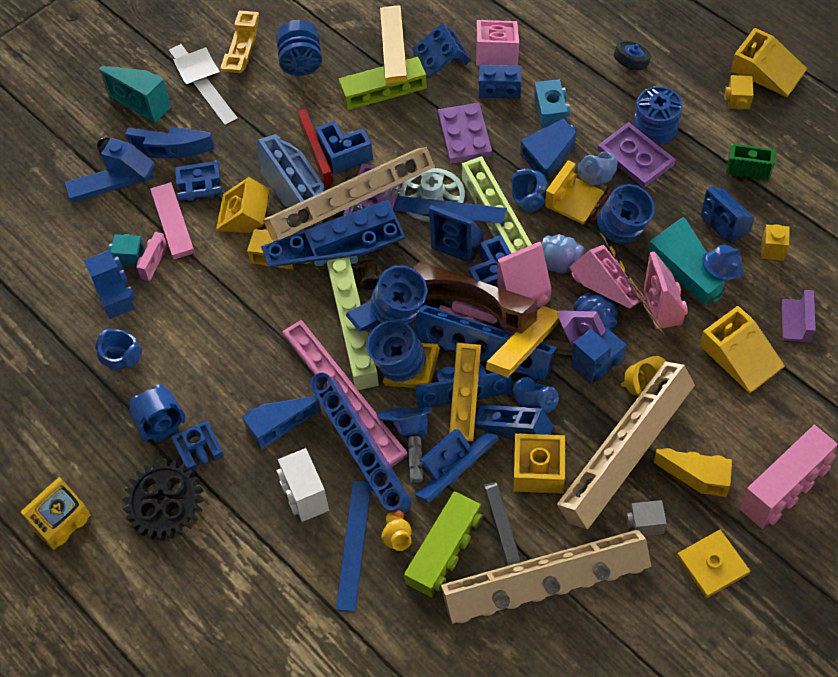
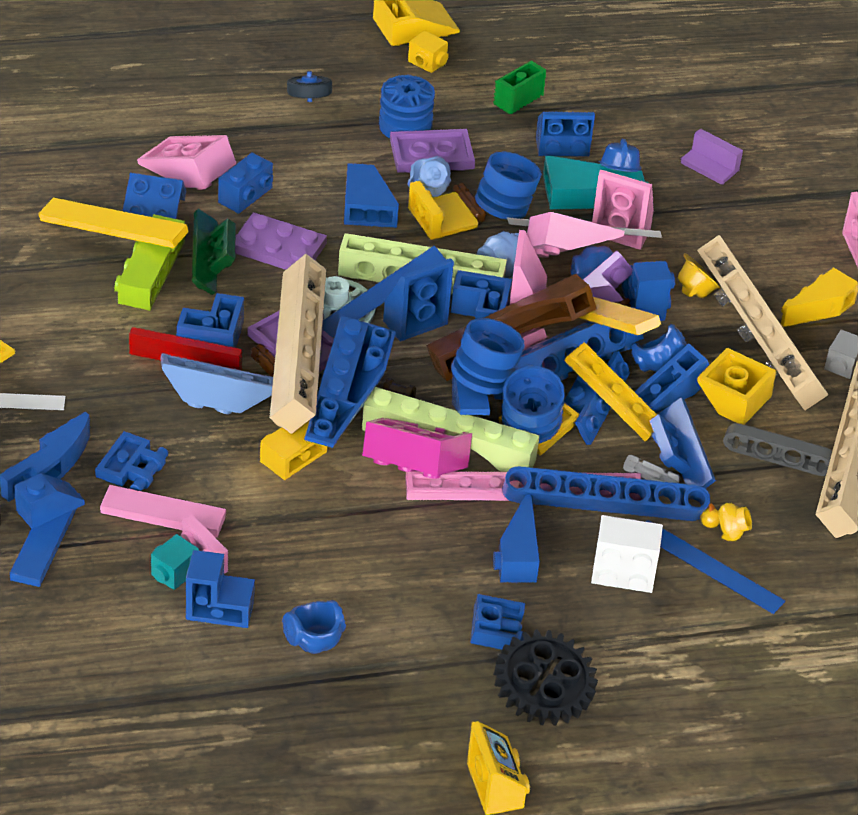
camera: 65 degrees left, 15 degrees down
(156, 414) = (435, 628): blue brick -> none
(243, 207) = (210, 444): yellow slope -> none
(298, 48) = (38, 289): blue wheel -> none
(314, 313) = (416, 448): none -> dark pink wedge
(407, 420) = (608, 450): blue piece -> none
(418, 103) = (211, 250): none -> dark green bracket
(443, 544) = (767, 497): lime brick -> none
(529, 189) = (410, 227): blue hair -> none
(550, 102) = (310, 167): dark azure brick -> none
(741, 349) = (716, 205): yellow slope -> none
(775, 242) = (622, 123): yellow brick -> none

